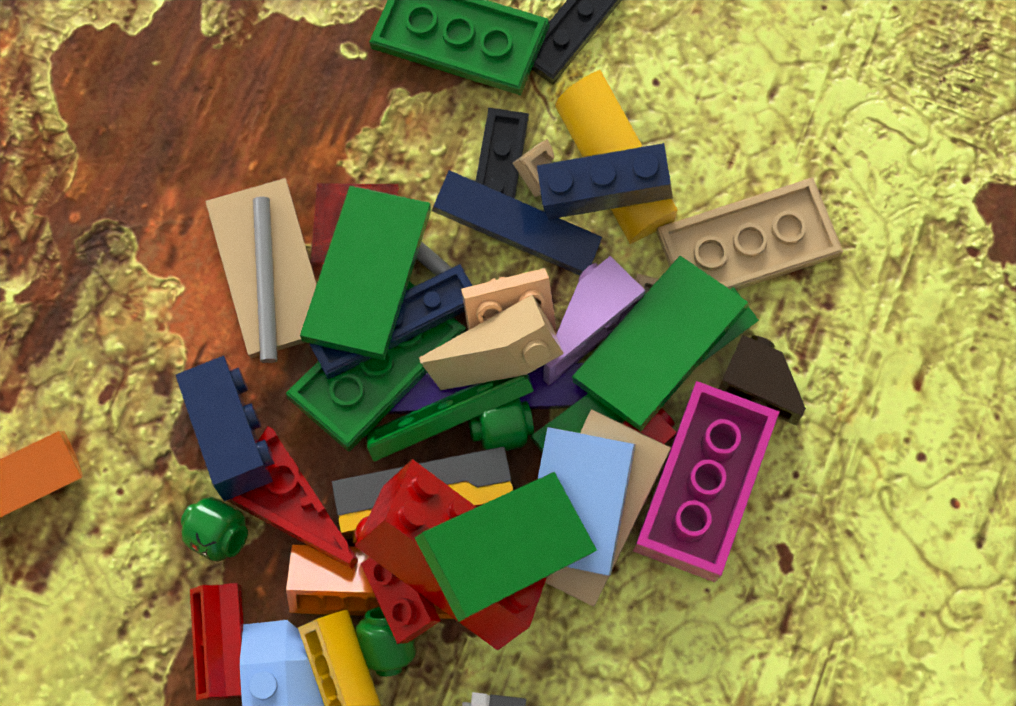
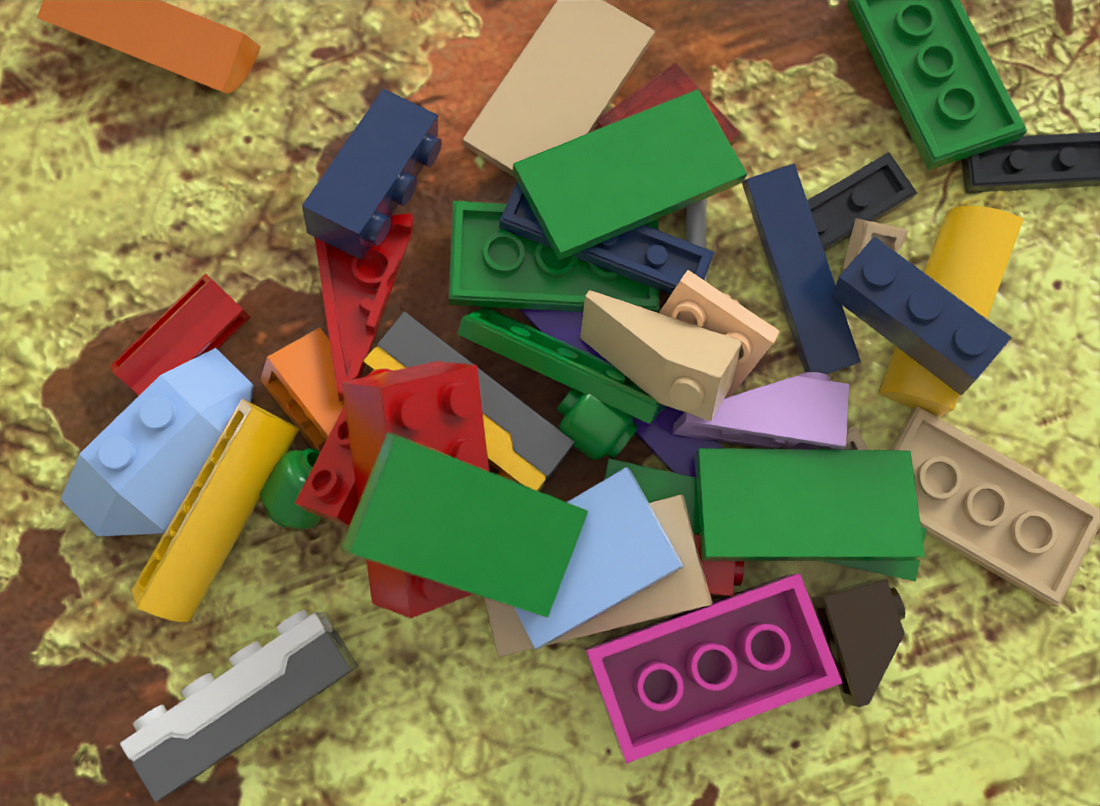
camera: 45 degrees right, 5 degrees up
(214, 529) = (275, 246): green head -> none
(265, 280) = (543, 93): light grey bar -> none

